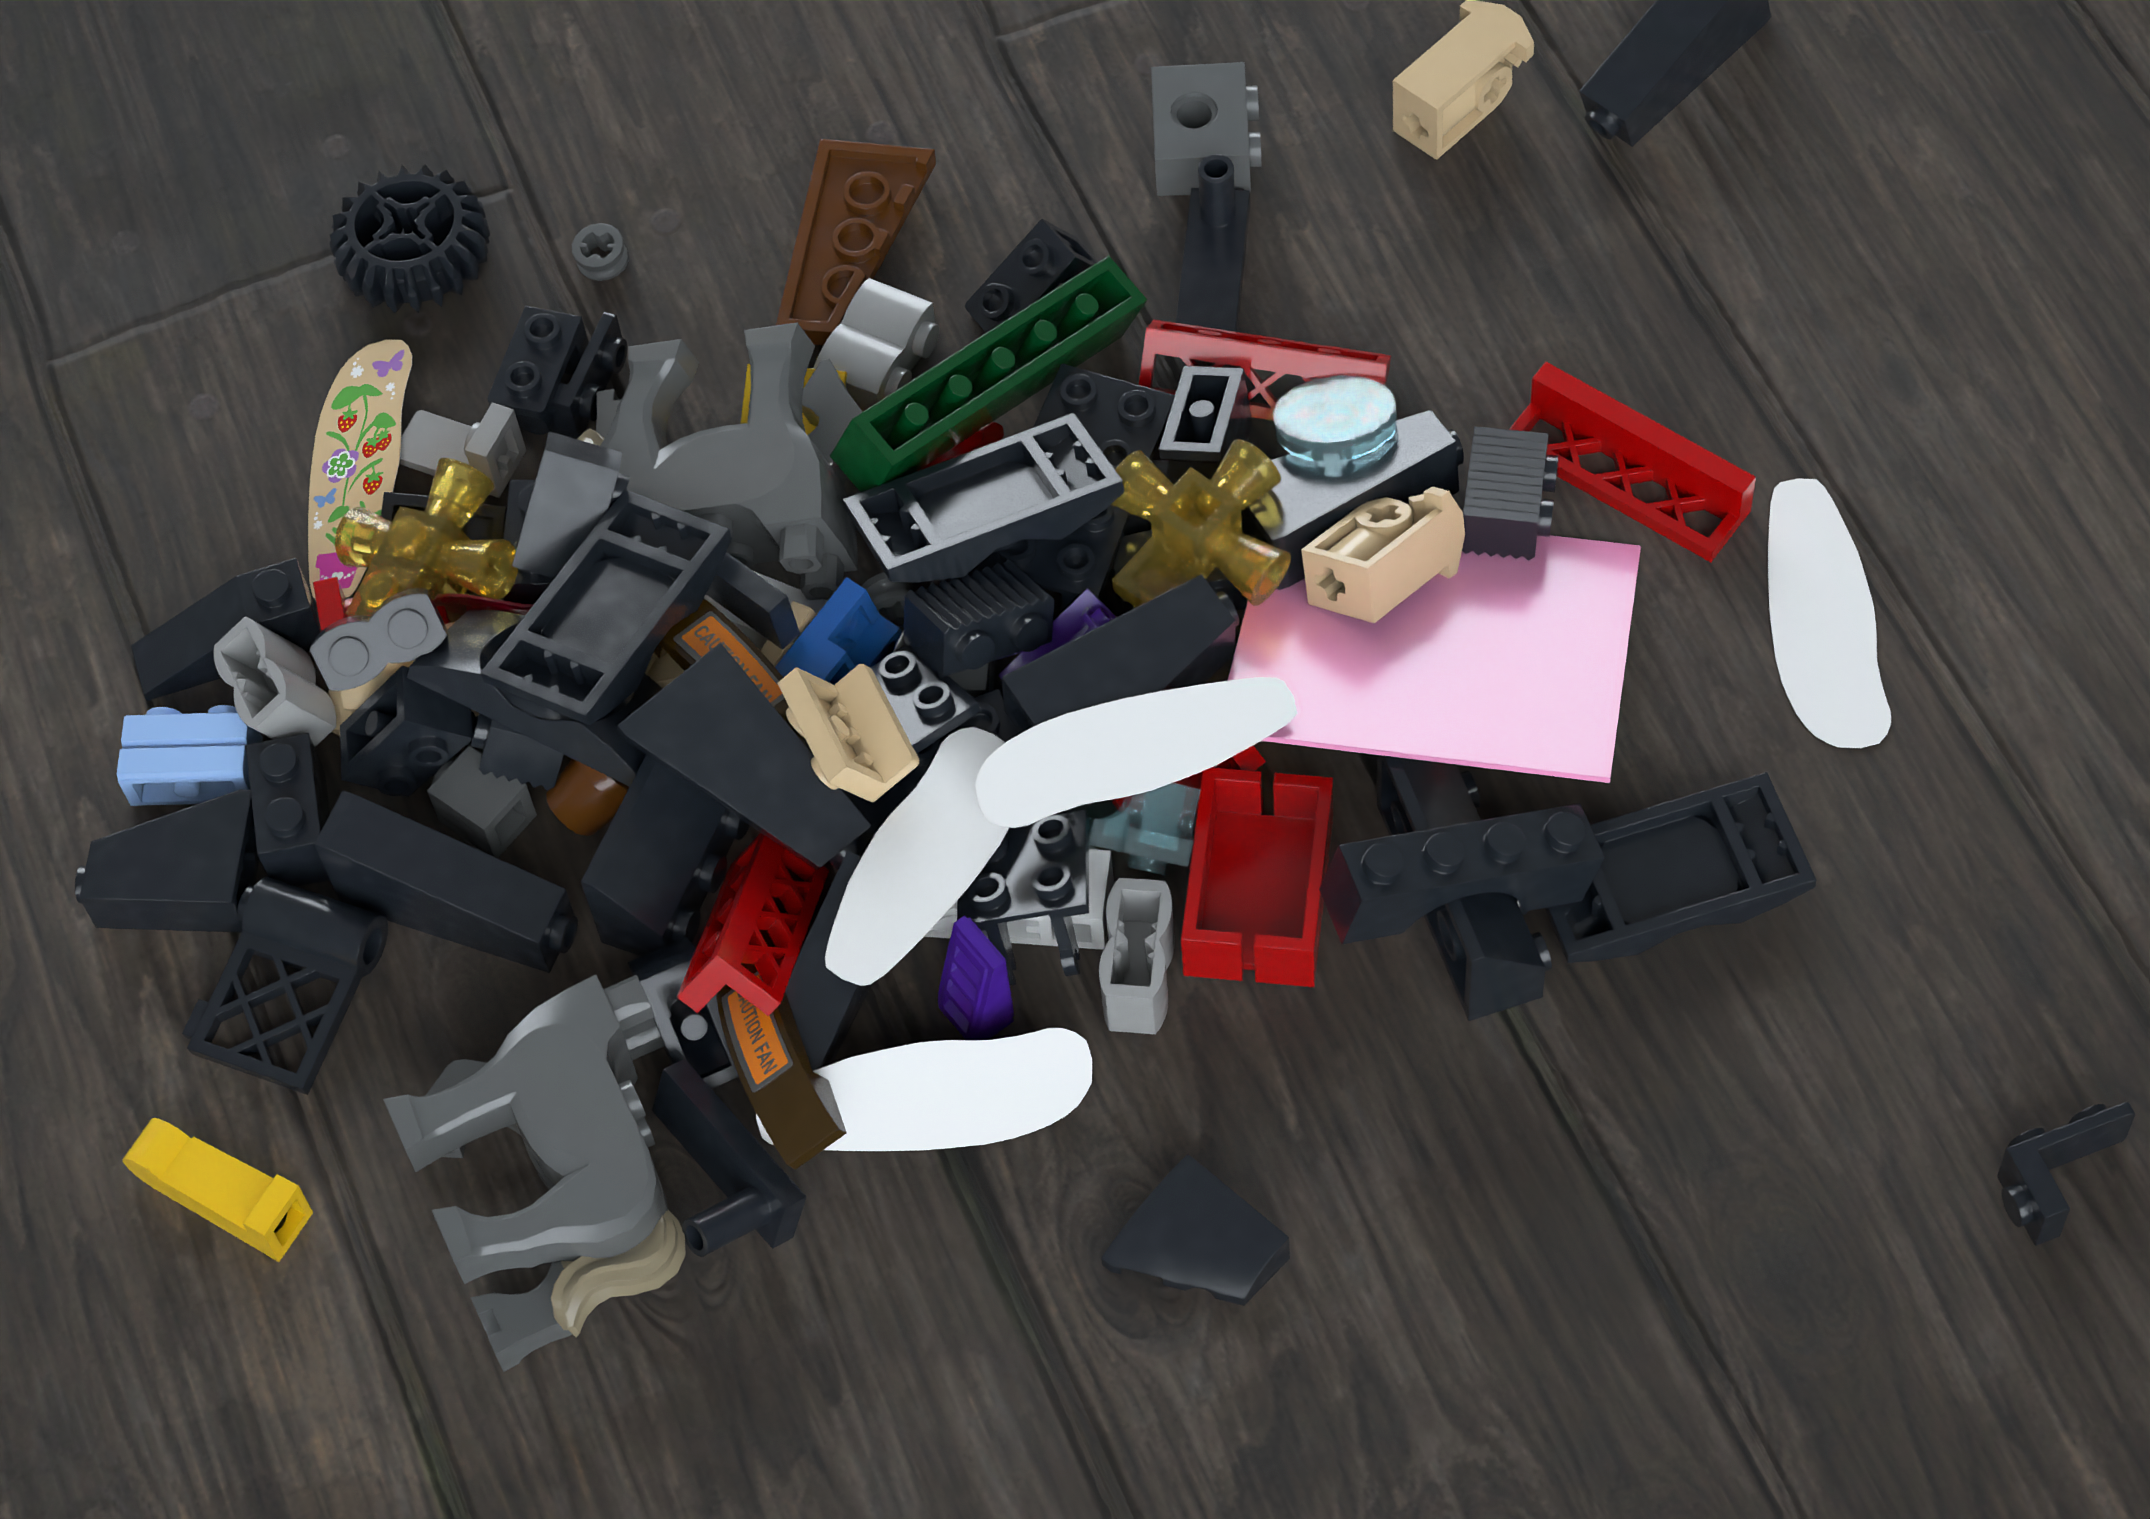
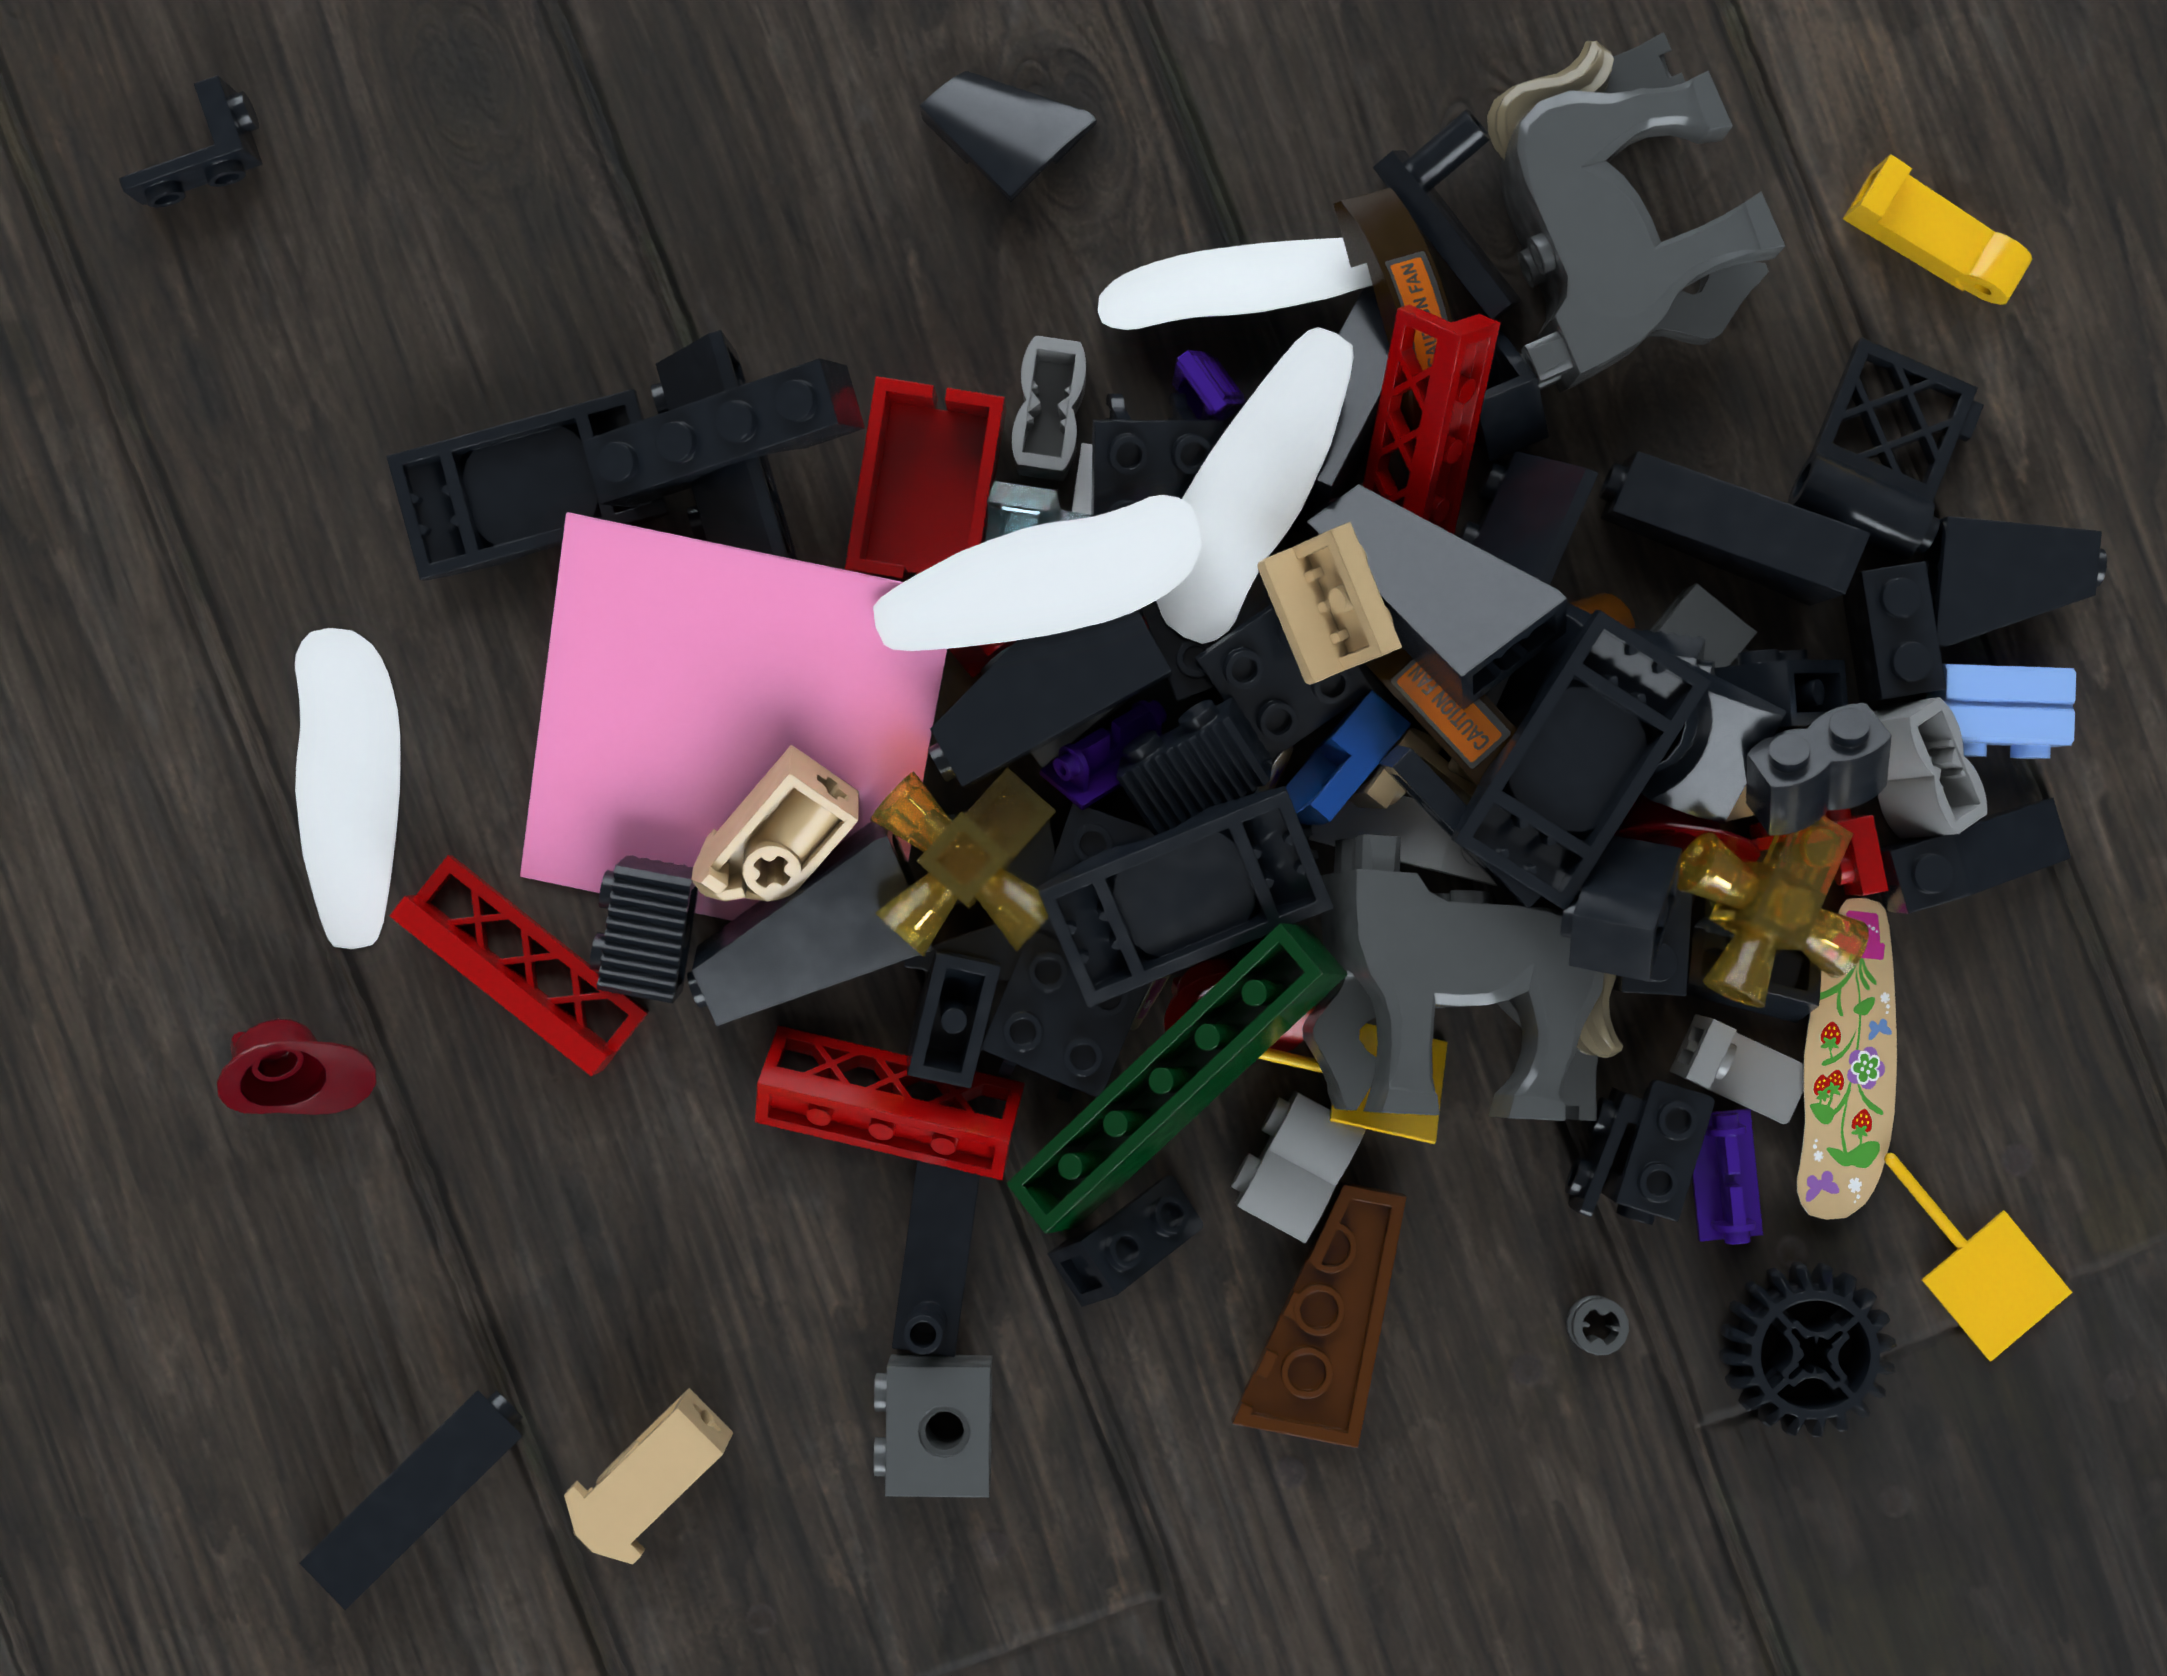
camera: 175 degrees right, 30 degrees up
(236, 308) = (1993, 1281): none -> yellow piece
(473, 360) = (1727, 1180): none -> dark purple hinge
(1335, 416) = (815, 1014): clear light blue tile -> none
(1842, 369) = (287, 1070): none -> dark red piece

